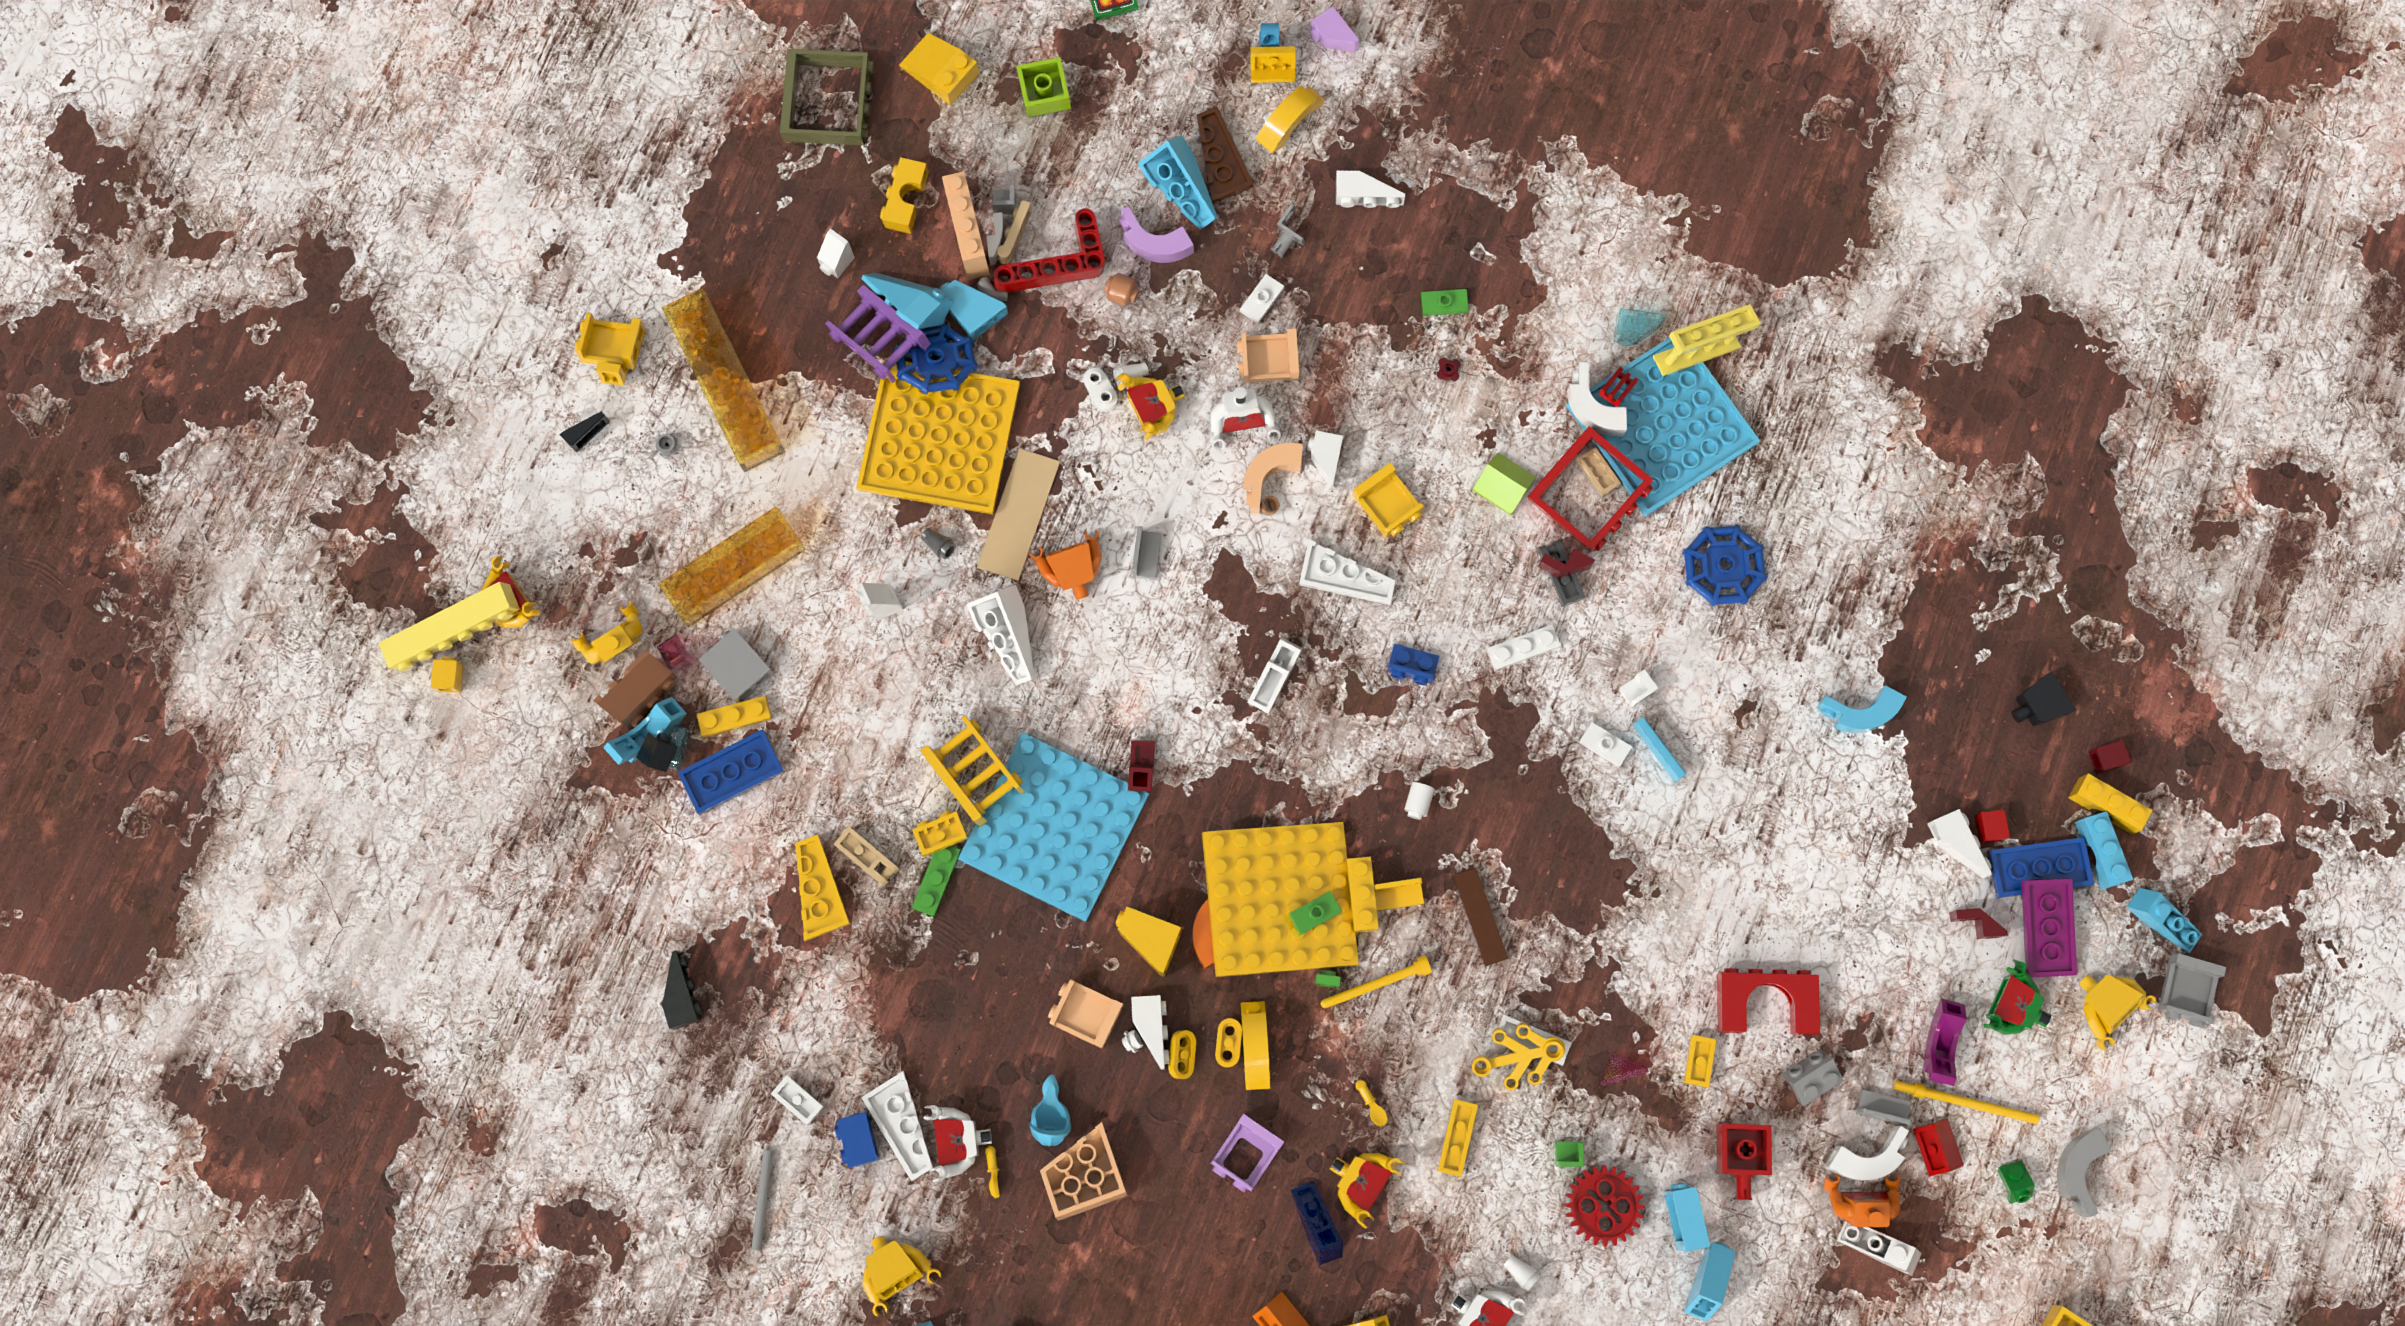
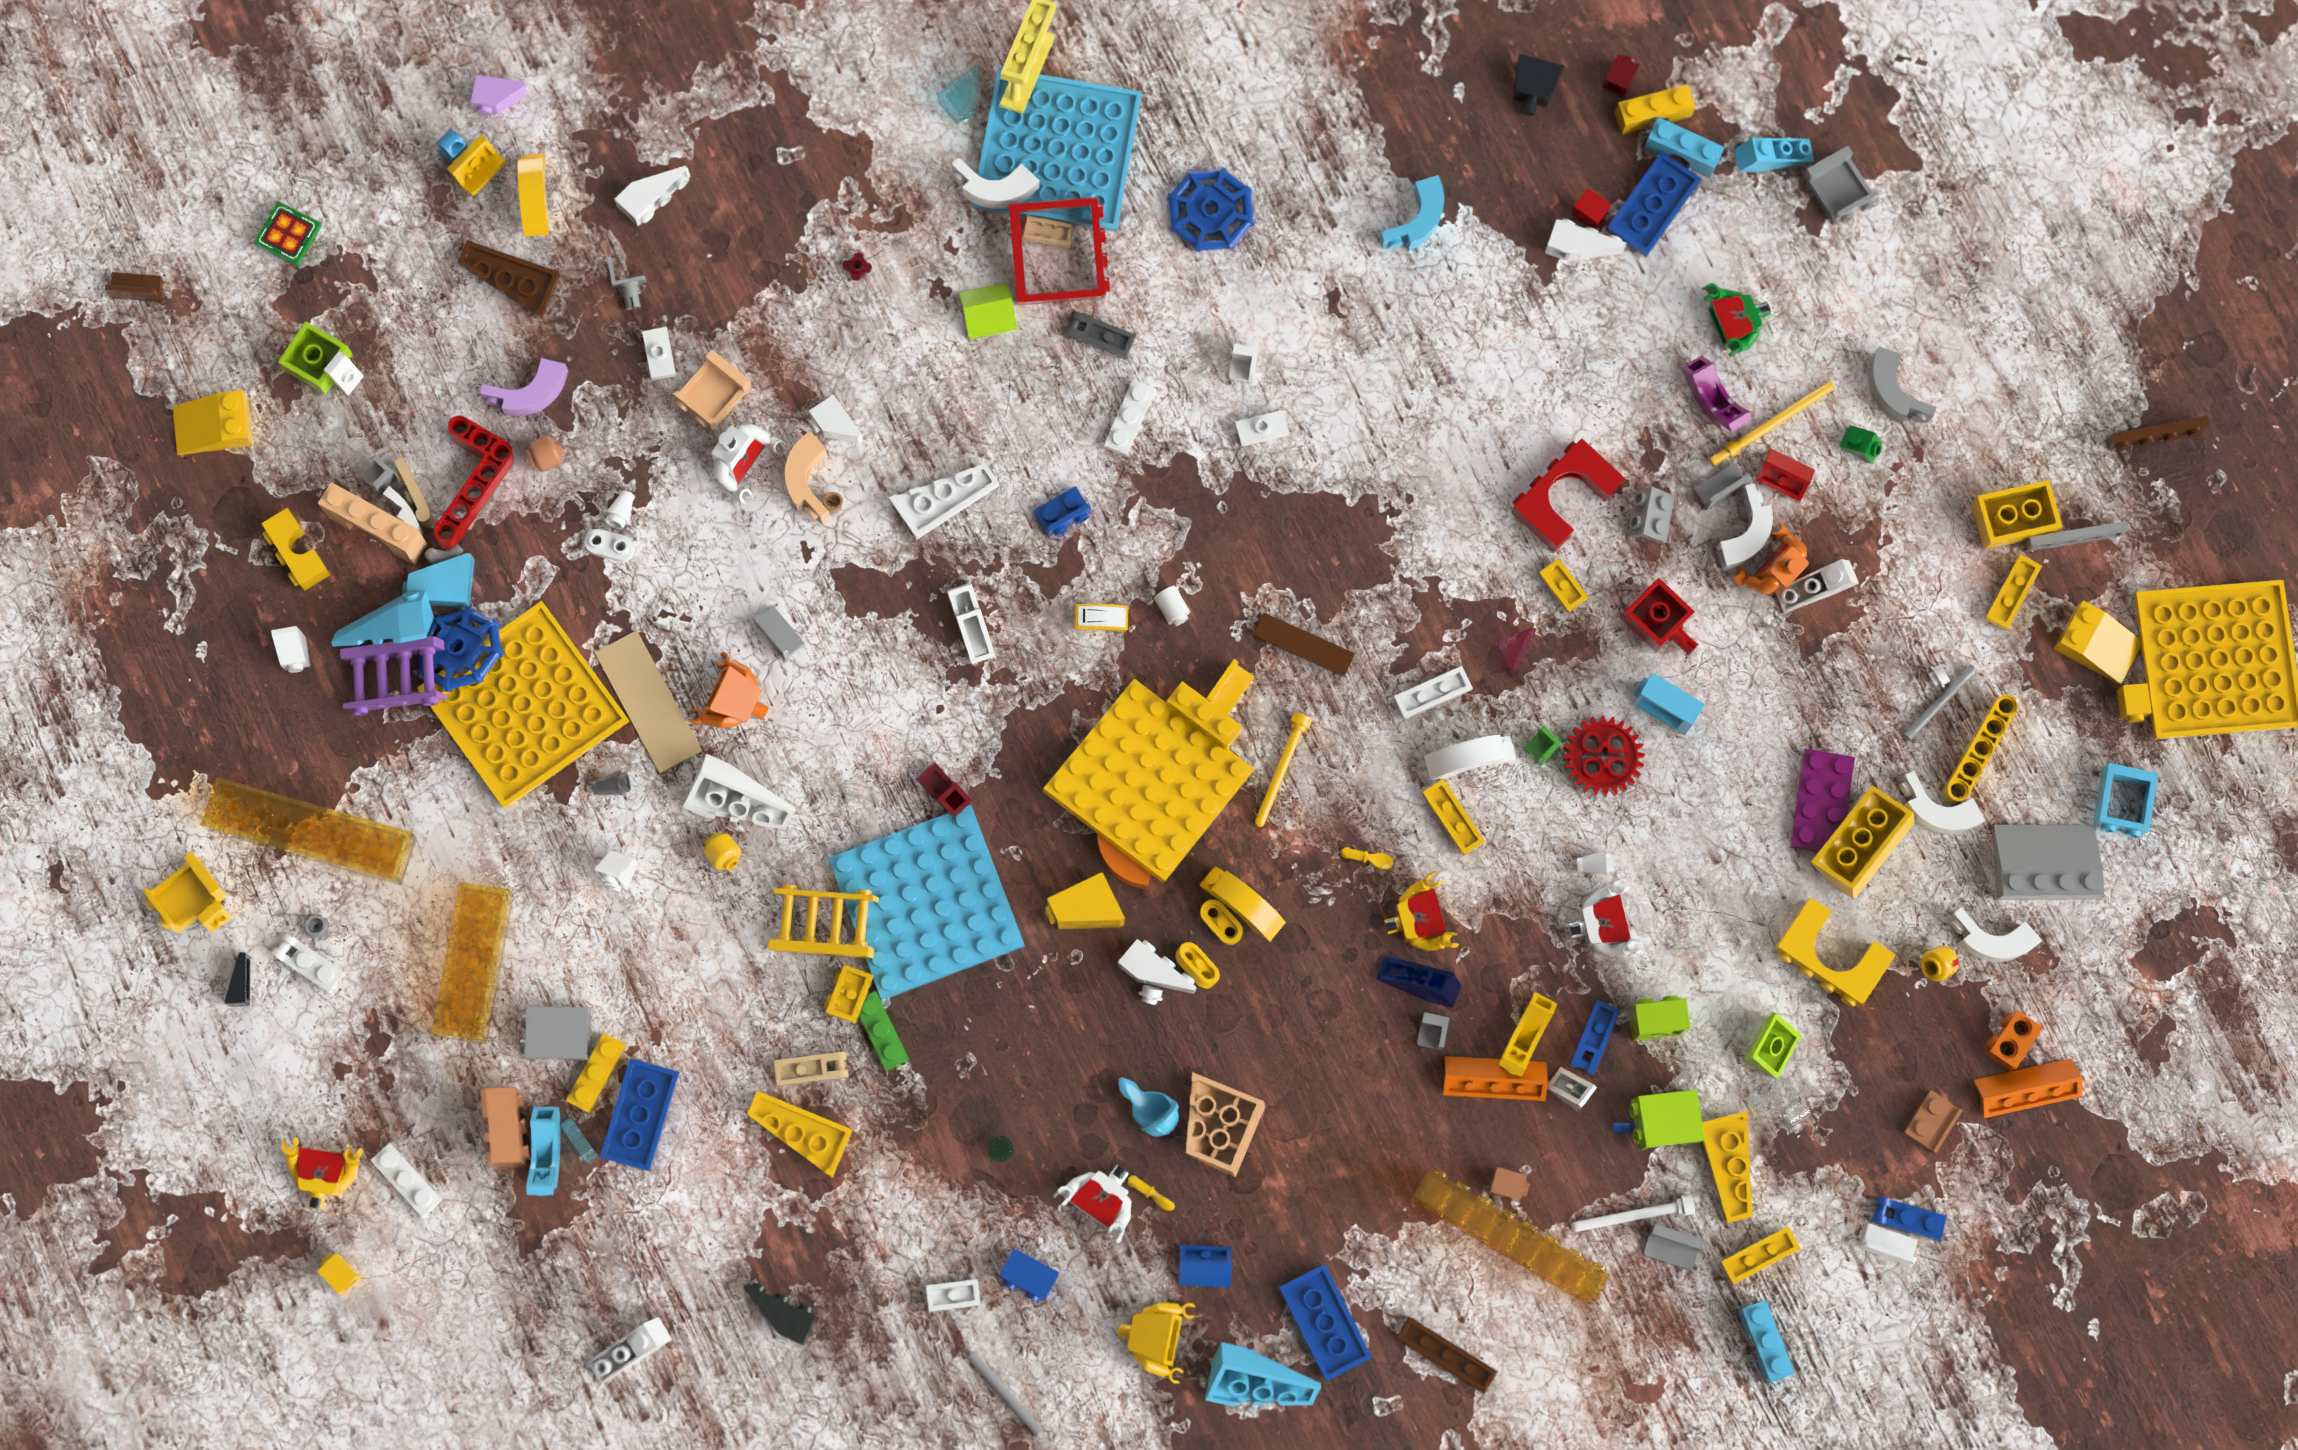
camera: 55 degrees left, 0 degrees up
(449, 626) = (301, 1233): light yellow brick -> none
(550, 660) = (406, 1180): none -> white plate
(565, 915) = (629, 1350): none -> white slope
(614, 641) = (443, 1113): yellow torso -> none
(638, 463) = (309, 963): none -> white plate
(657, 751) = (570, 1155): black brick -> none
(675, 653) = (498, 1072): clear pink slope -> none
(832, 59) = (121, 500): olive window -> none
(898, 1120) = (1040, 1230): white wing -> none
(929, 1037) = (1000, 1148): none -> clear green plate
(960, 657) = (722, 851): none -> yellow head
(976, 1257) = (1205, 1266): none -> blue panel
(1050, 113) = (343, 373): none -> white plate
(1085, 1013) = (1096, 1010): light nougat panel -> none
(1151, 402) = (661, 515): torso -> none
(1177, 175) = (498, 324): medium azure wedge -> none
(1260, 1138) = (1315, 965): lavender window -> none
(1290, 1266) = (1432, 1031): none -> light grey panel
(1314, 913) = (1185, 763): bright green plate -> none
(1327, 979) = (1244, 802): bright green plate -> none
(1364, 759) = (1101, 617): none -> white slope
(1387, 501) = (917, 411): yellow panel -> none
(1444, 302) = (800, 219): bright green plate -> none
(1511, 1109) = (1469, 755): none -> white arch
(1522, 1055) = (1437, 711): yellow plant -> none
(1576, 563) = (1103, 316): dark red slope -> none
(1624, 378) = (997, 143): red tile -> none
(1659, 749) = (1304, 392): medium azure tile -> none
(1710, 1282) = (1730, 731): medium azure slope -> none
(1985, 925) = (1657, 284): dark red slope -> none
(2049, 927) = (1702, 240): magenta plate -> none
(2111, 1003) = (1798, 251): yellow torso -> none

